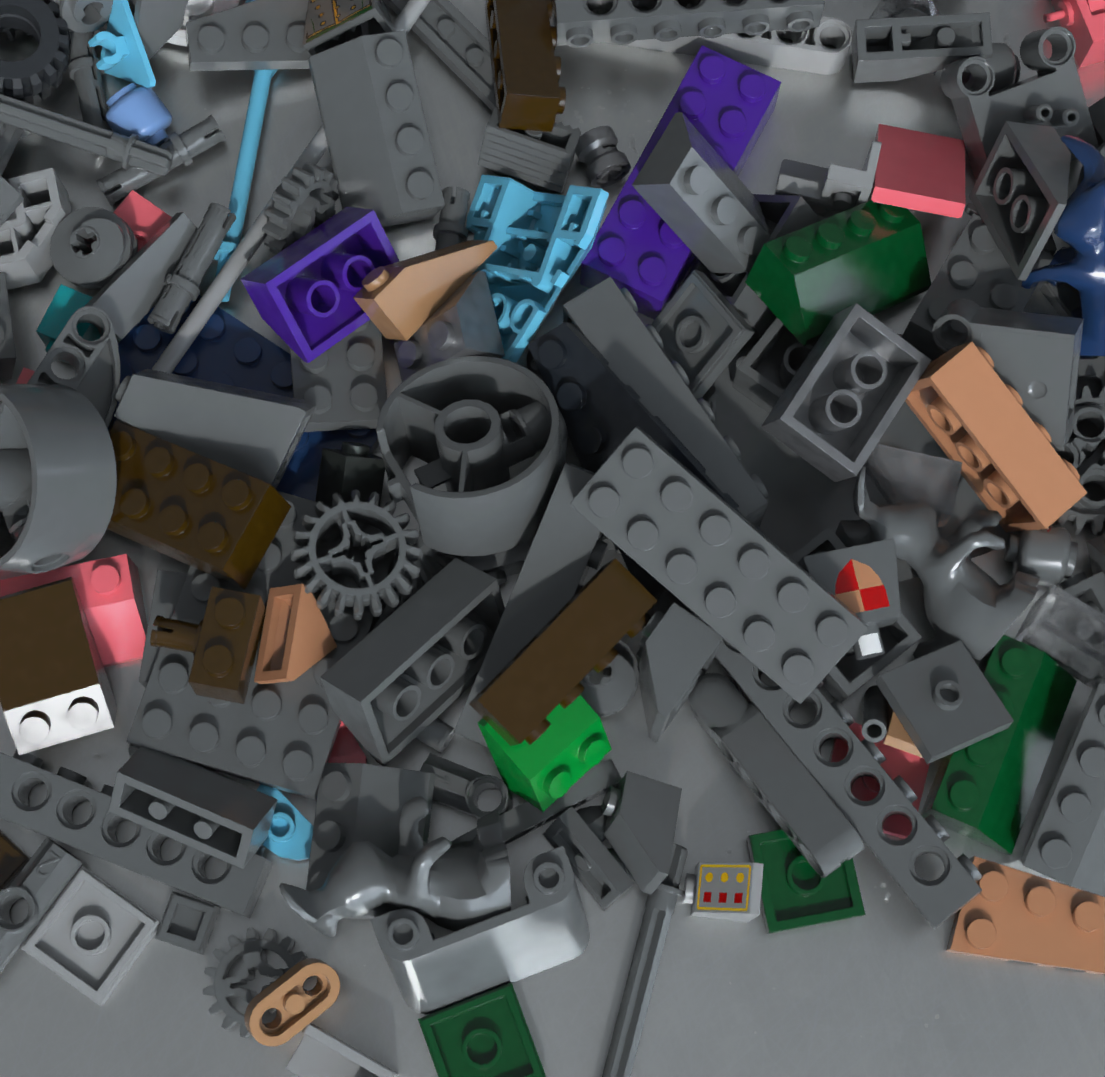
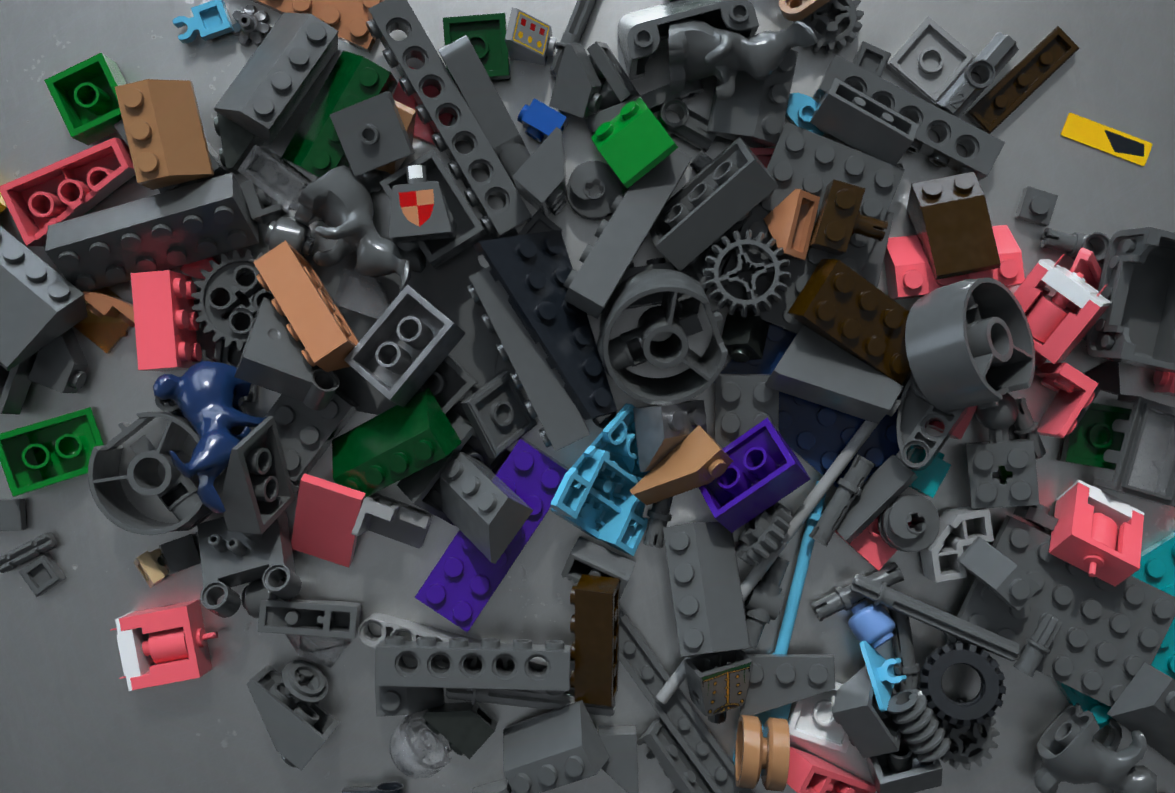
camera: 175 degrees left, 15 degrees up
(290, 131) = (765, 600): none -> dark grey pin
(563, 653) = (618, 180): dark brown brick -> none
(602, 157) = (547, 560): flat silver wheel -> none
(689, 768) = (541, 120): none -> blue brick
(719, 565) = (510, 223): dark grey brick -> none
(874, 715) = (418, 136): dark grey piece -> none

